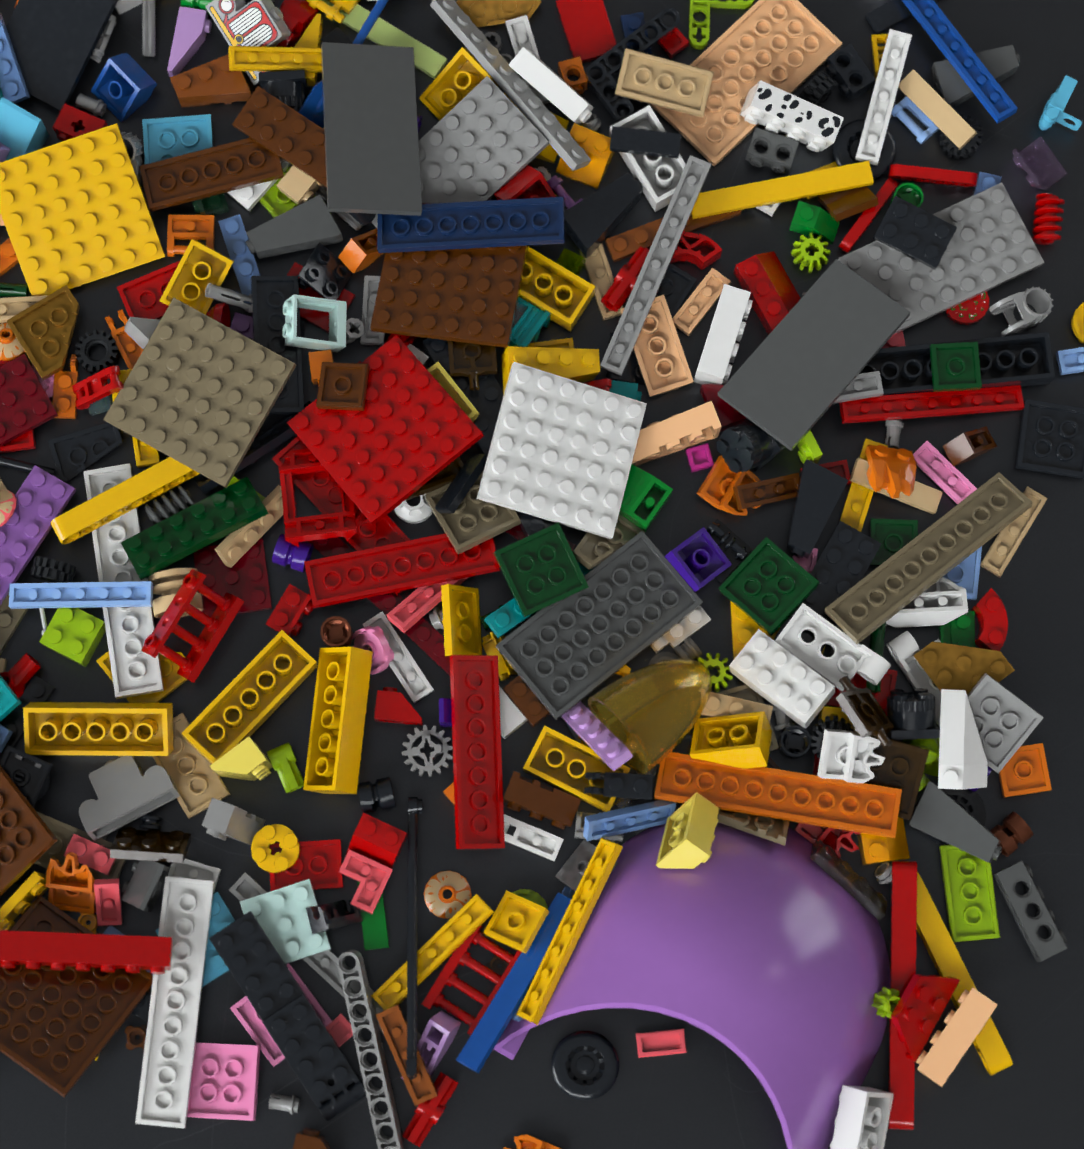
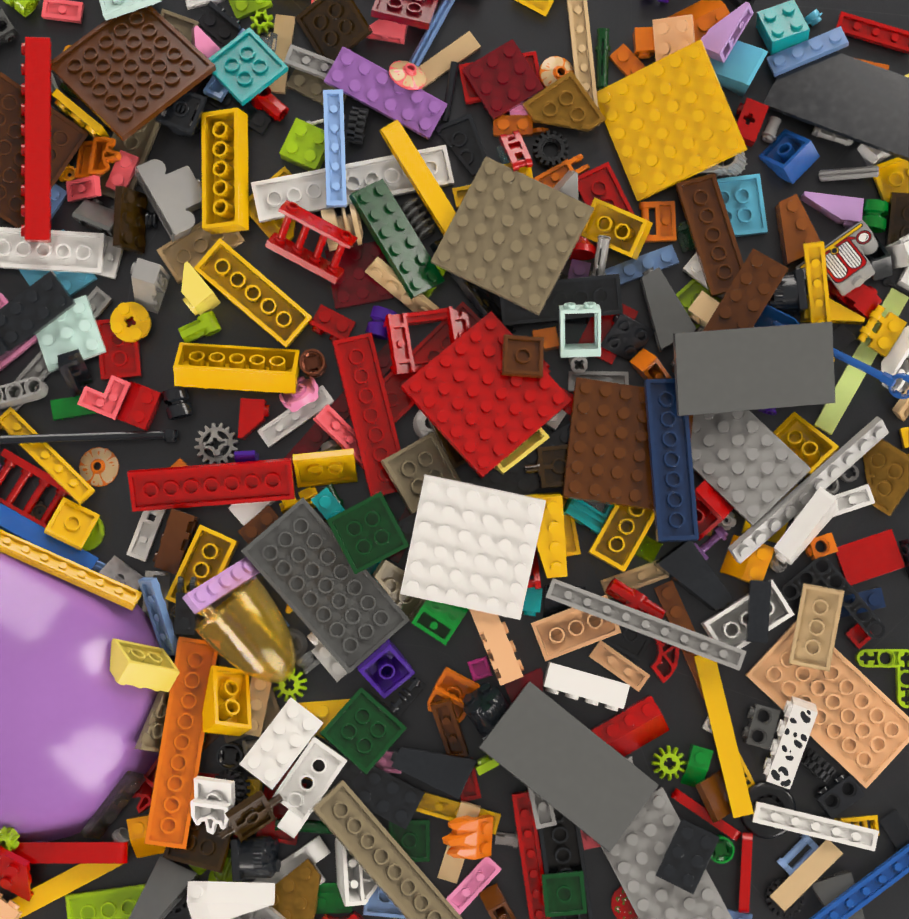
camera: 90 degrees right, 5 degrees up
(462, 484) = (441, 462): black tile -> none

